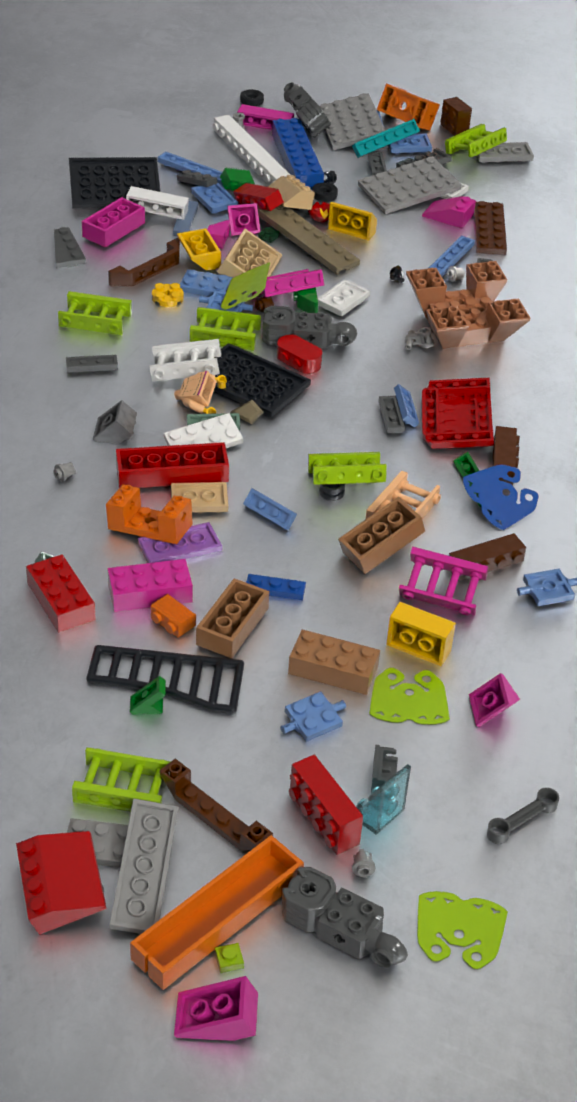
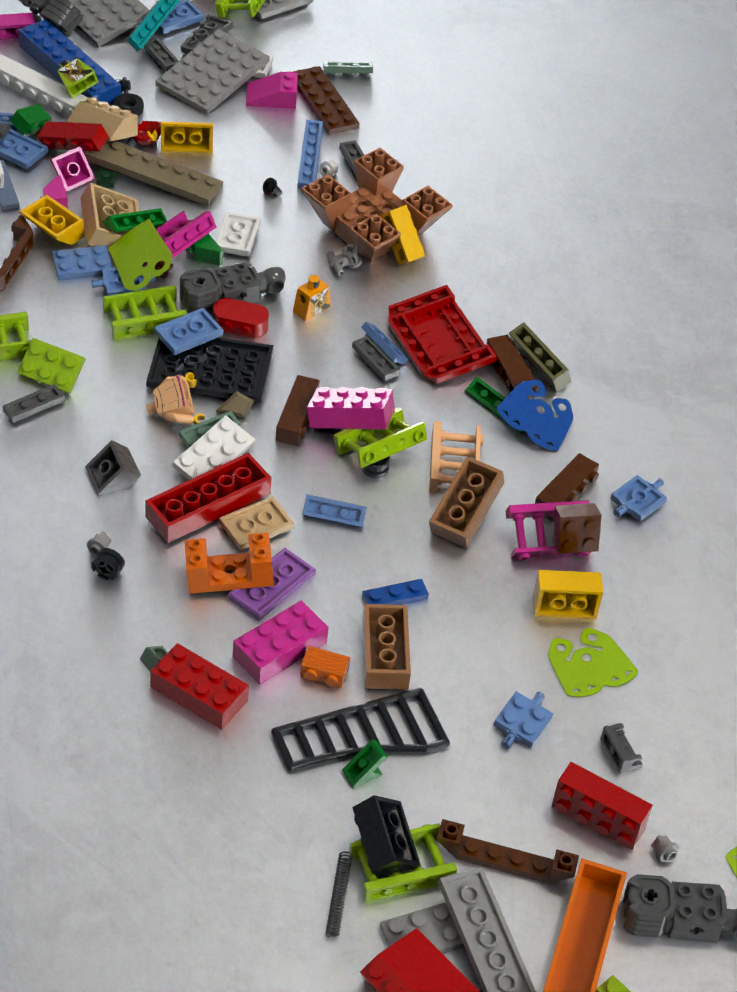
camera: 30 degrees left, 5 degrees up
(52, 782) = (340, 896): none -> dark grey piece
(58, 485) = (108, 564): none -> black wheel
(116, 751) = (385, 835): none -> black slope
(123, 341) = (51, 365): none -> lime plate
(167, 294) = (43, 286): yellow plate -> none
(182, 352) = (130, 354): white fence -> none
(246, 348) = (188, 331): none -> medium blue plate
(252, 261) = (128, 221): none -> green slope
(288, 158) = (77, 77): none -> lime torso
(295, 430) = (294, 418): none -> reddish brown brick
(334, 661) = (507, 655): medium nougat brick -> none
(335, 438) = (351, 408): none -> dark pink brick
(367, 355) = (312, 298): none -> light orange torso
(385, 801) = (649, 773): clear light blue slope -> none
(459, 582) = (576, 528): none -> reddish brown brick
(476, 336) = (408, 246): none -> yellow brick
(492, 699) = (668, 637): dark pink slope -> none
(525, 210) = (347, 68): none -> sand green plate
(535, 454) = (540, 357): none -> olive brick

